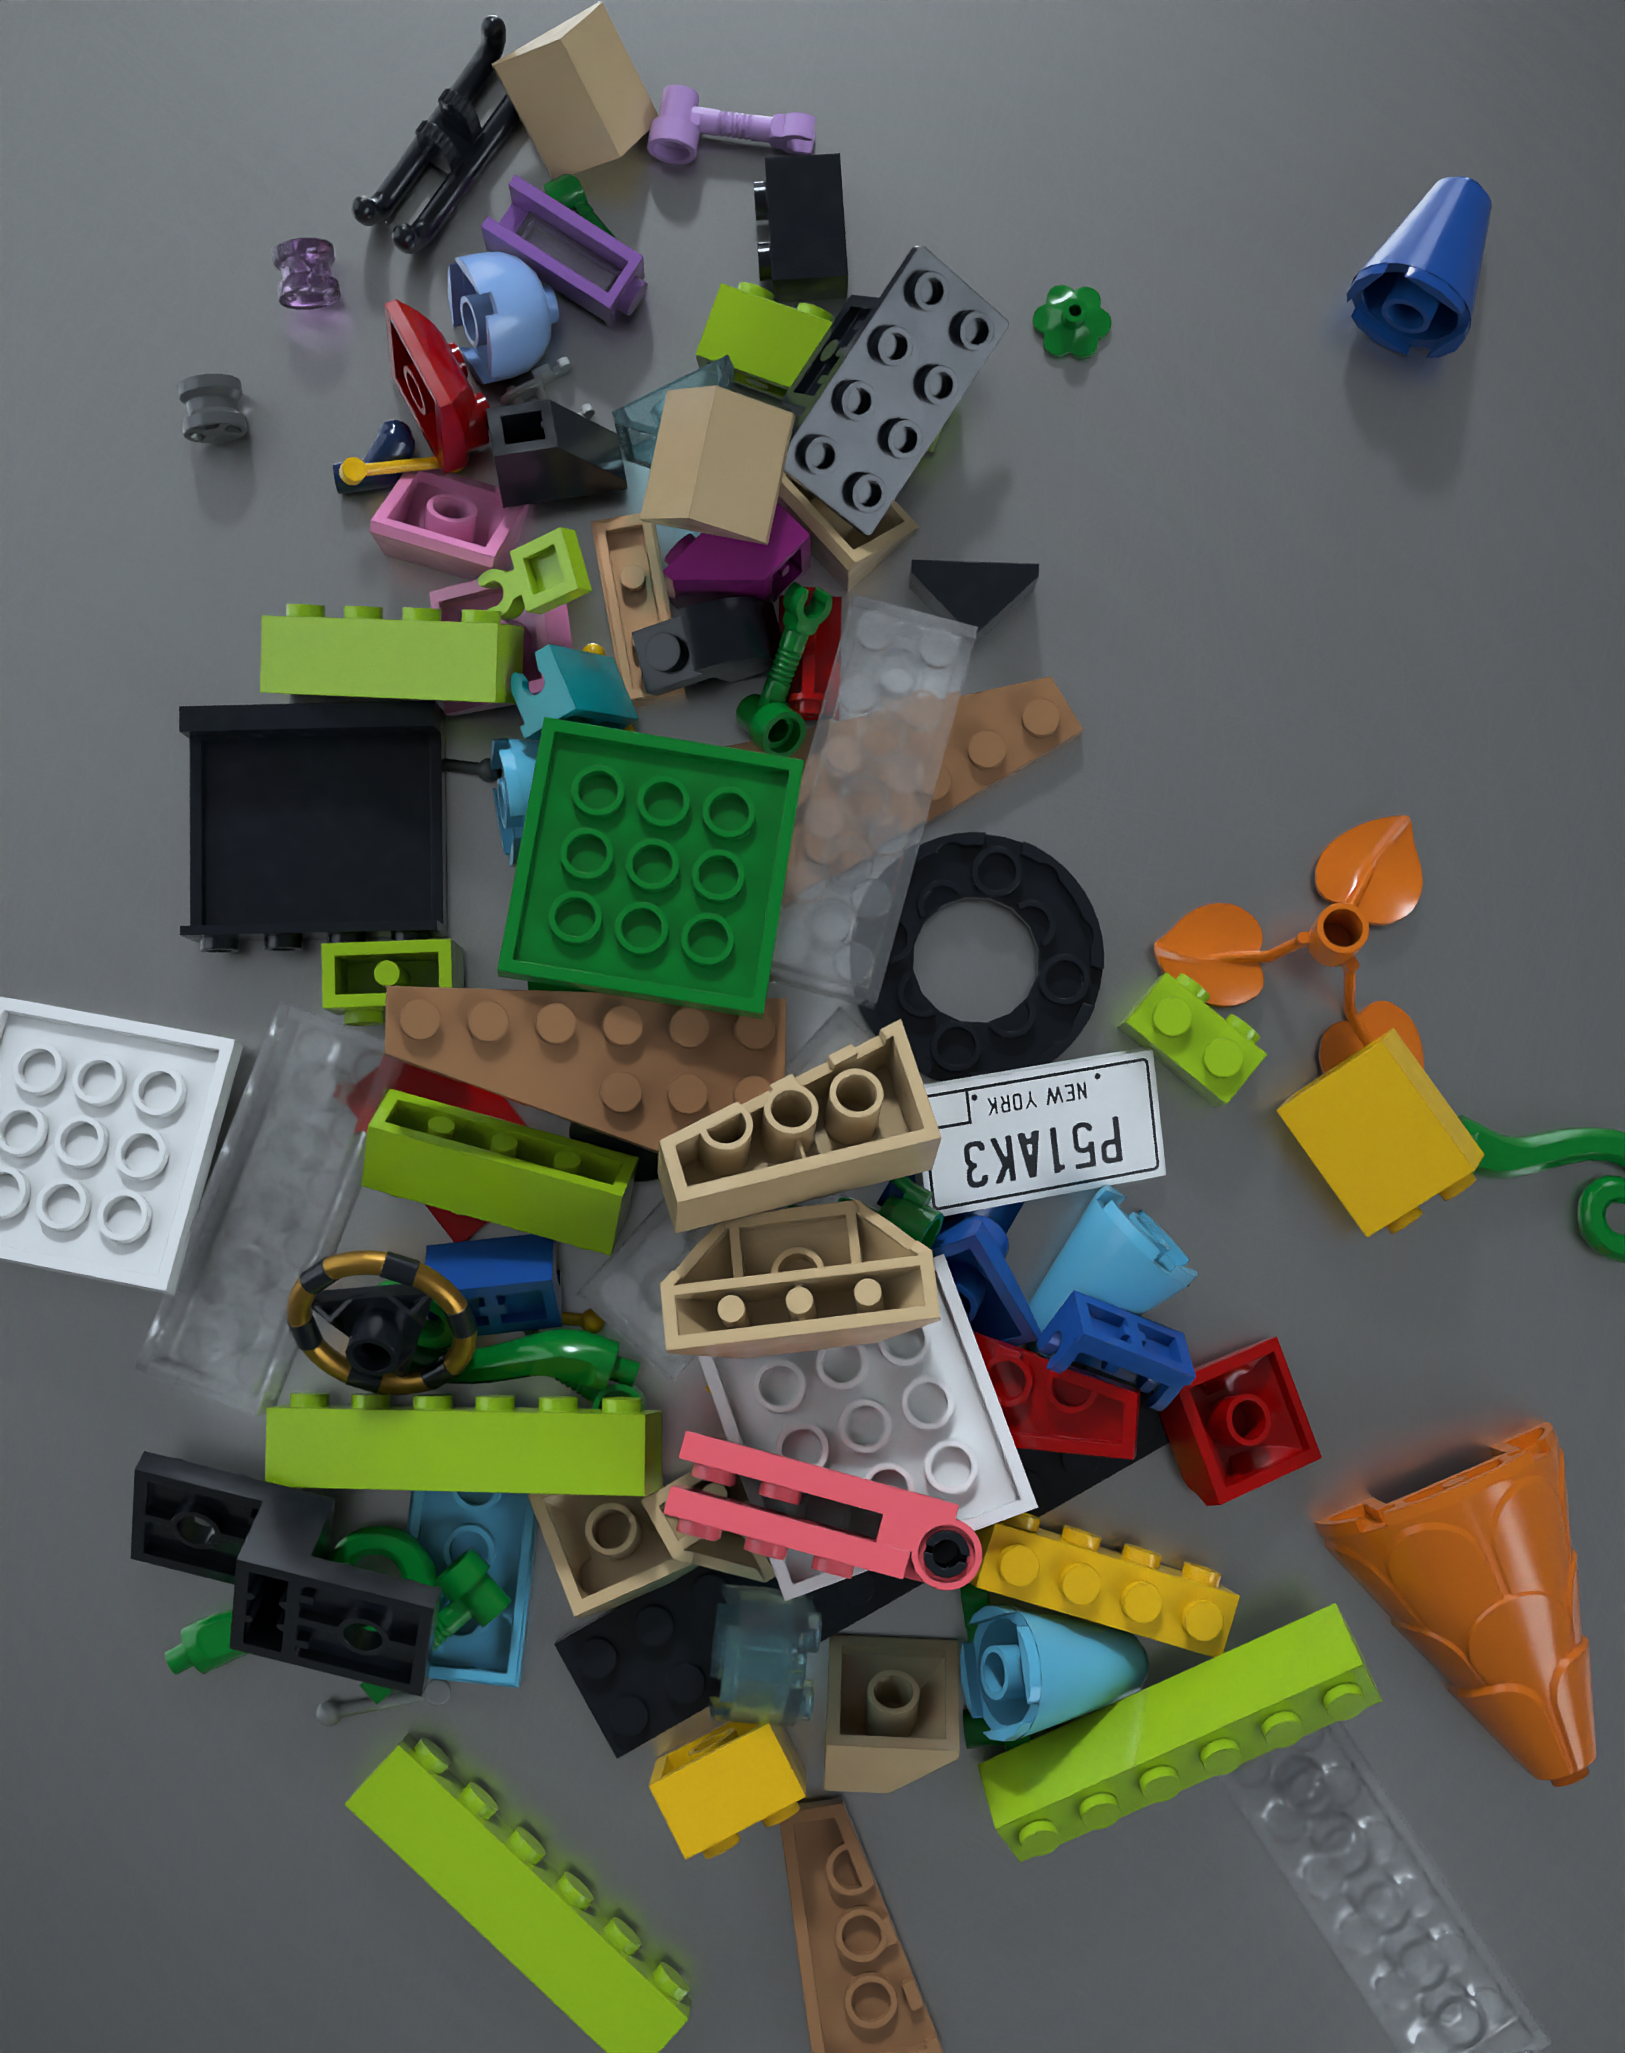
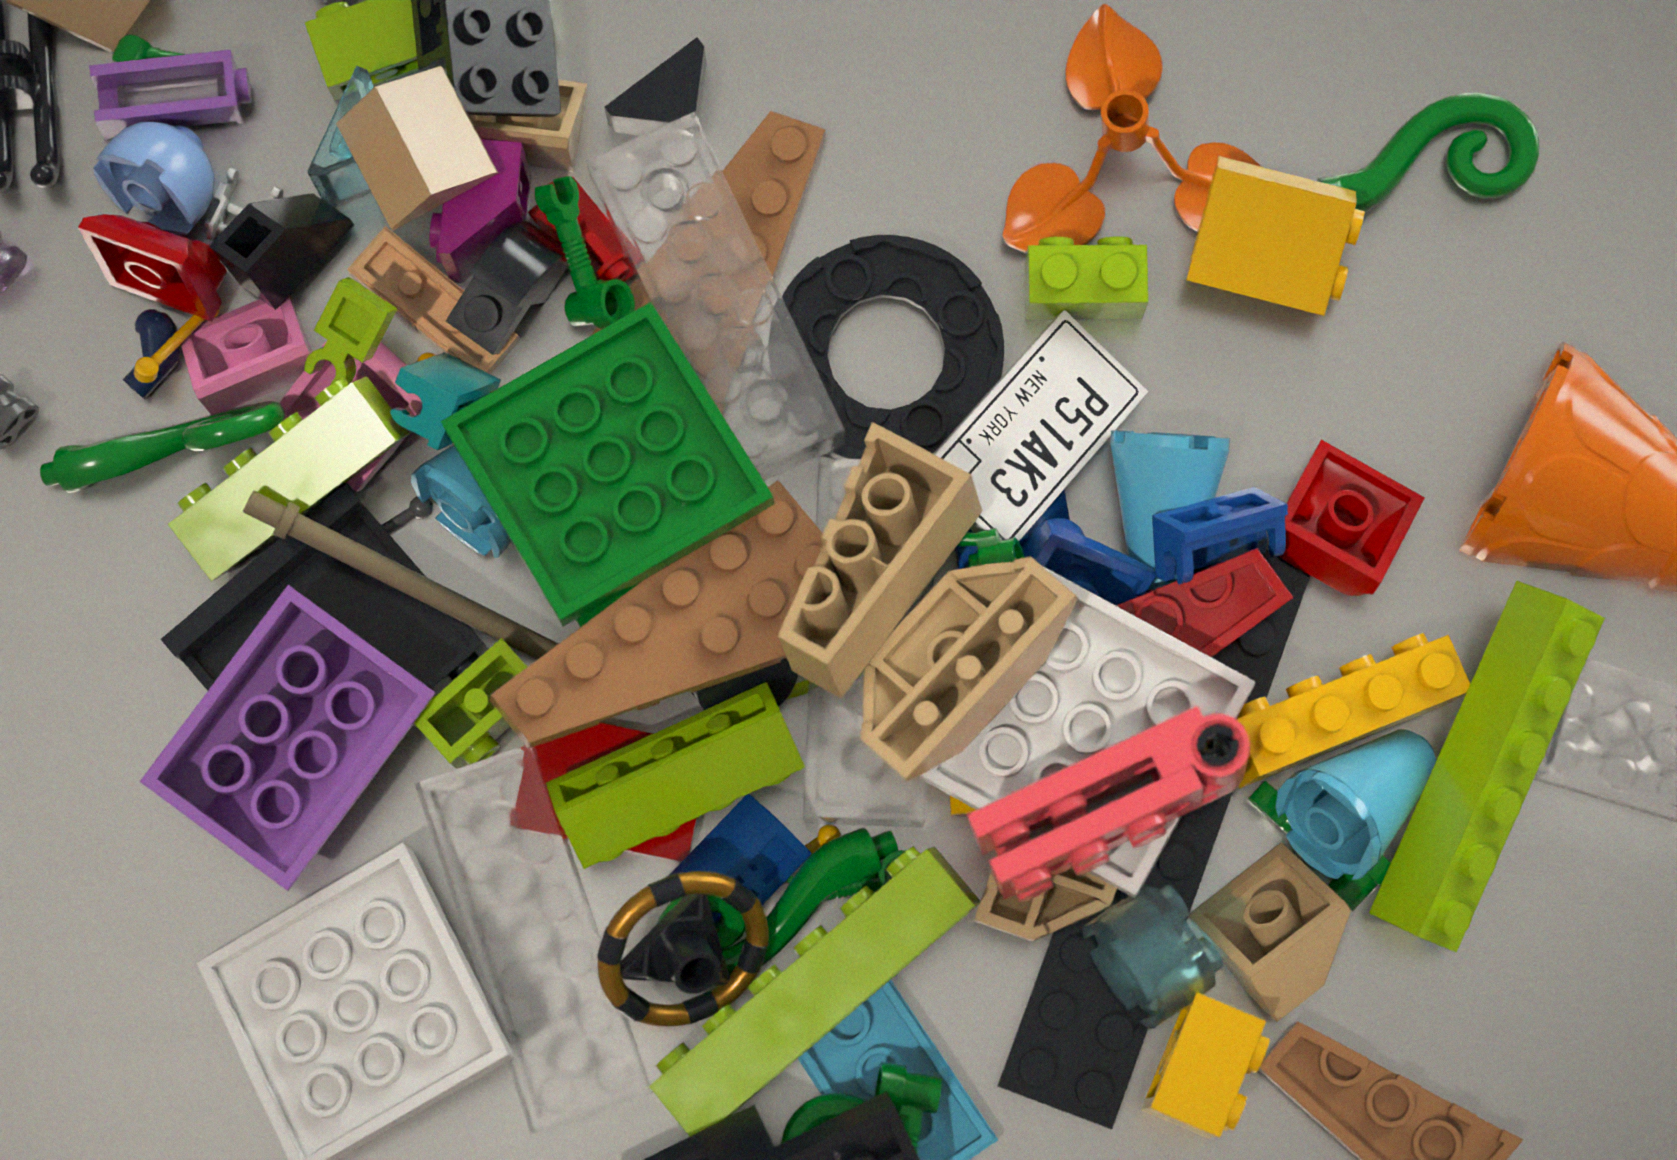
camera: 40 degrees left, 5 degrees down
(209, 875) = (287, 737): none -> medium lavender slope
(353, 563) = (81, 465): none -> green plant
(356, 698) = (289, 522): none -> dark tan bar
(604, 1549) = (975, 979): tan slope -> none

